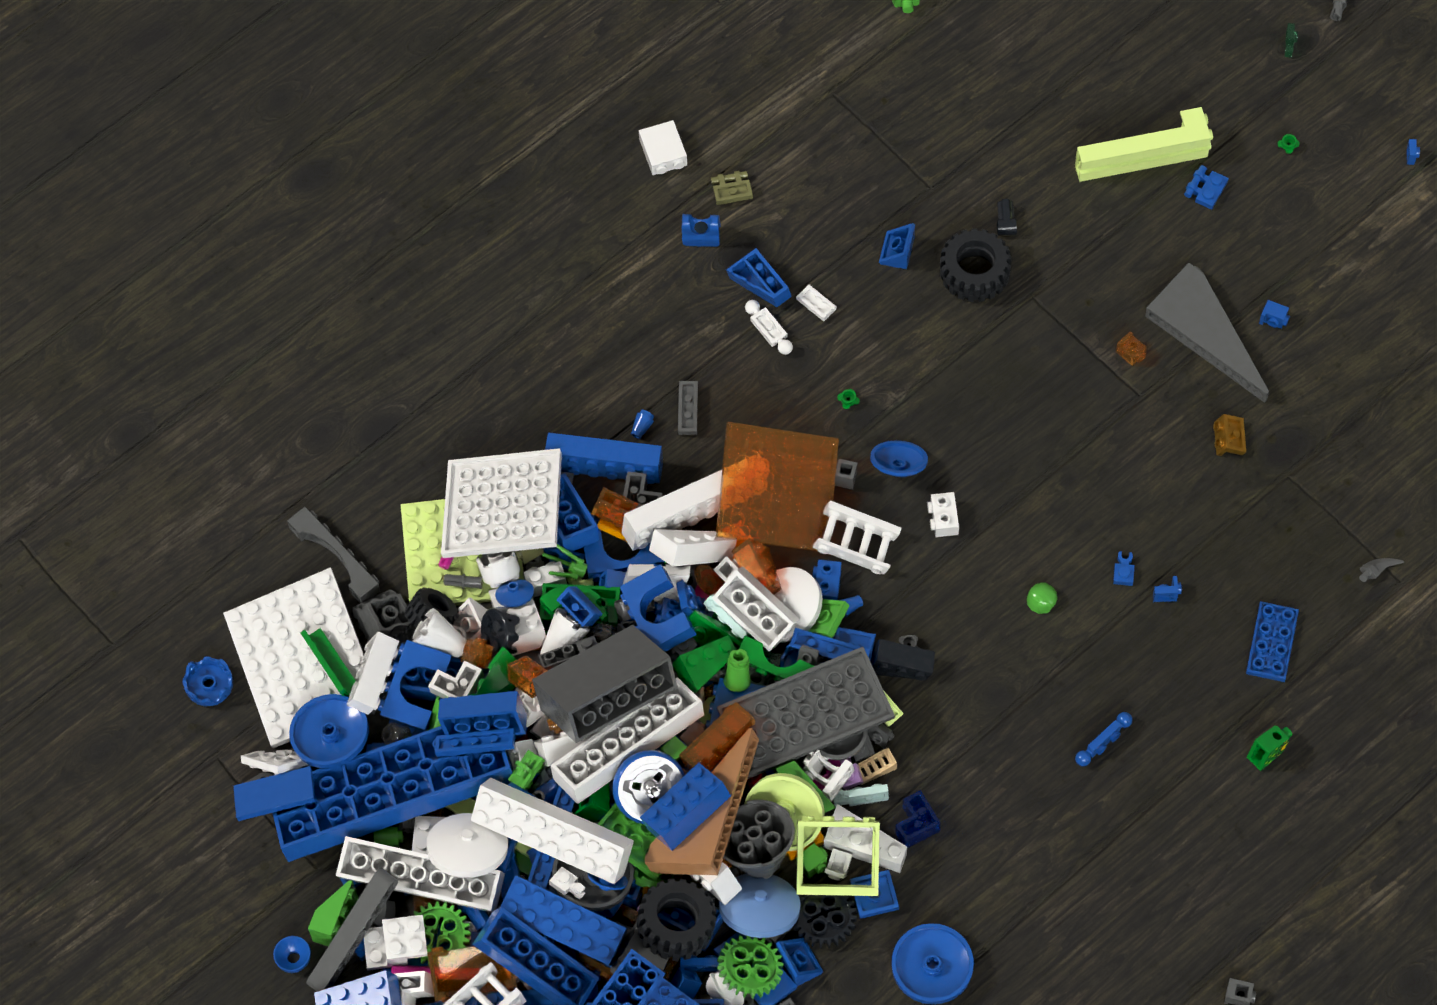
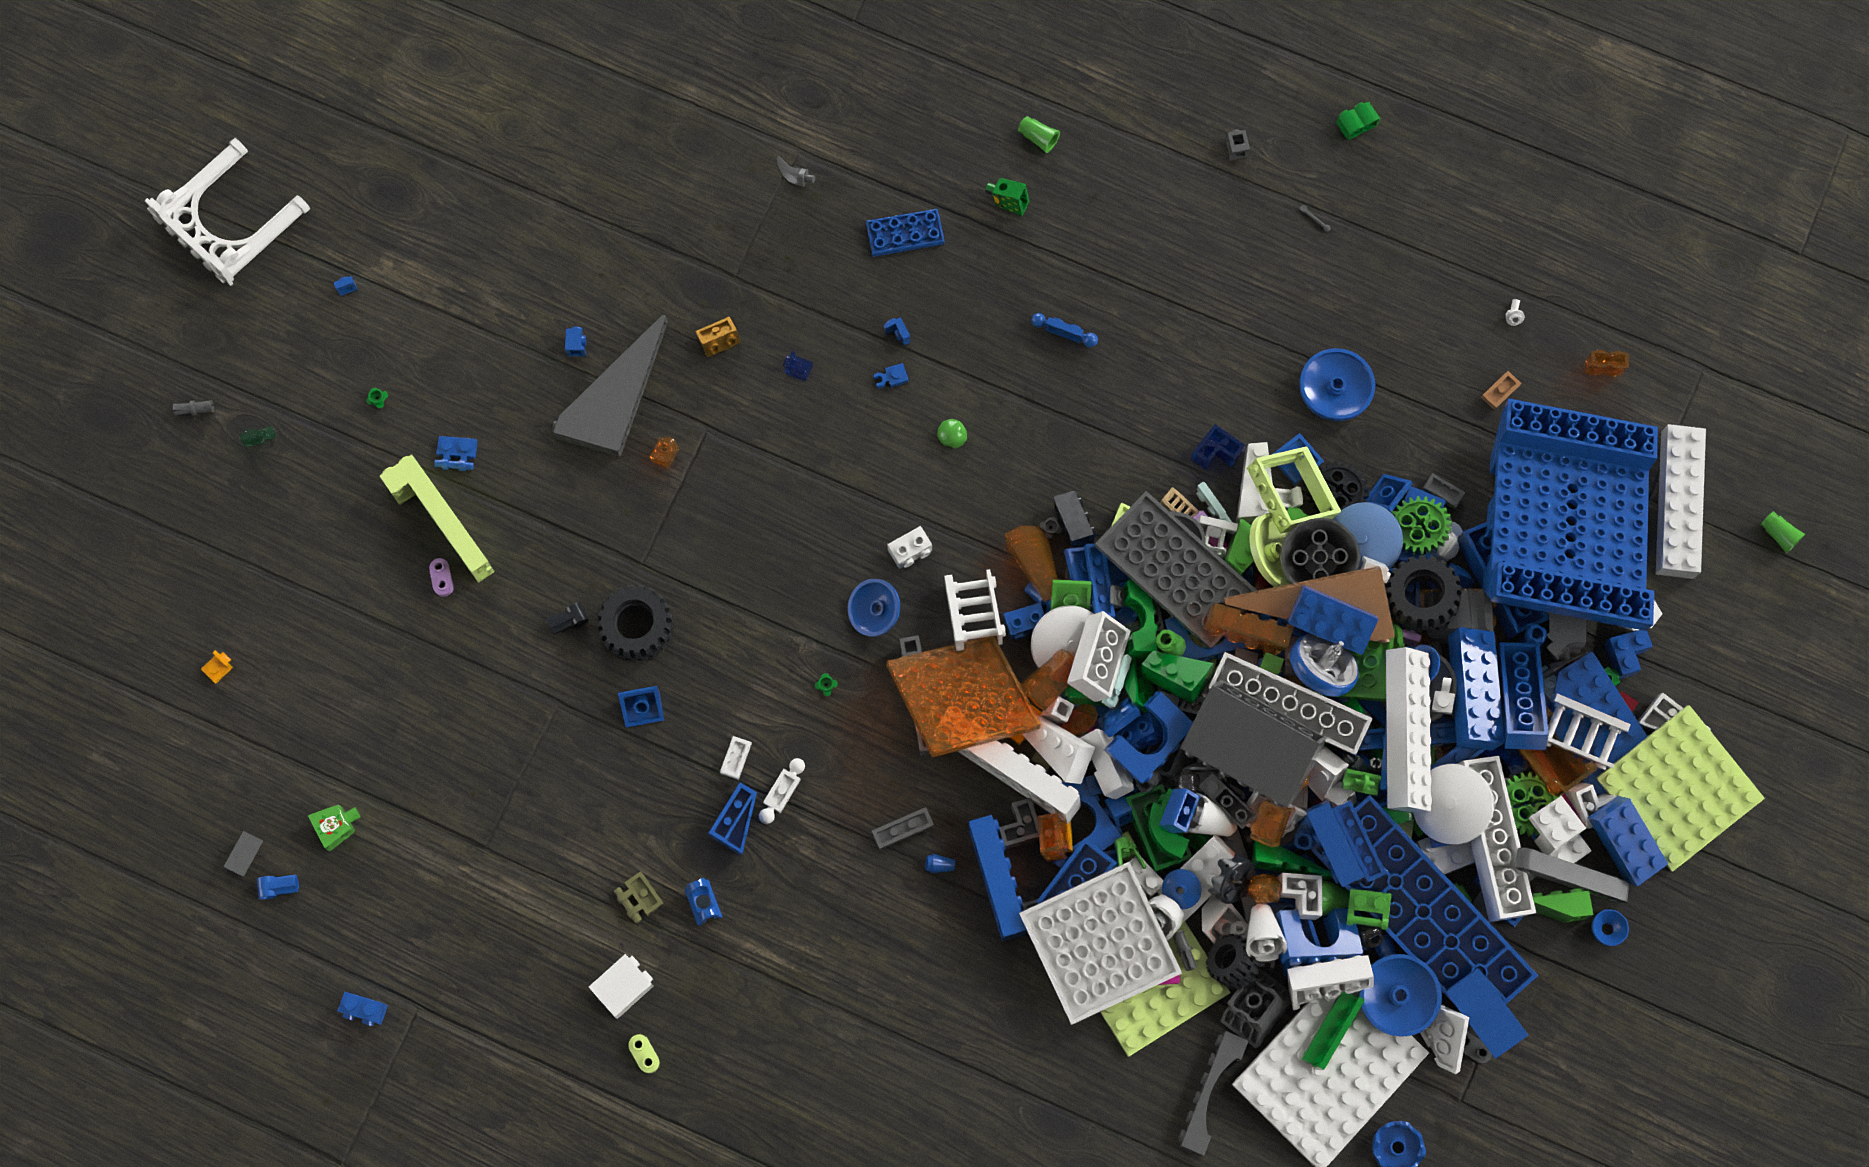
camera: 120 degrees left, 10 degrees up
(419, 737) = (1370, 902): none -> bright green plate
(599, 147) = (644, 1053): none -> yellowish green plate
(885, 611) = (1034, 556): none -> clear orange wedge
(1092, 136) = (441, 576): none -> lavender plate
(1170, 491) = (797, 366): none -> clear blue bracket
(1328, 805) = (1039, 133): none -> bright green plant

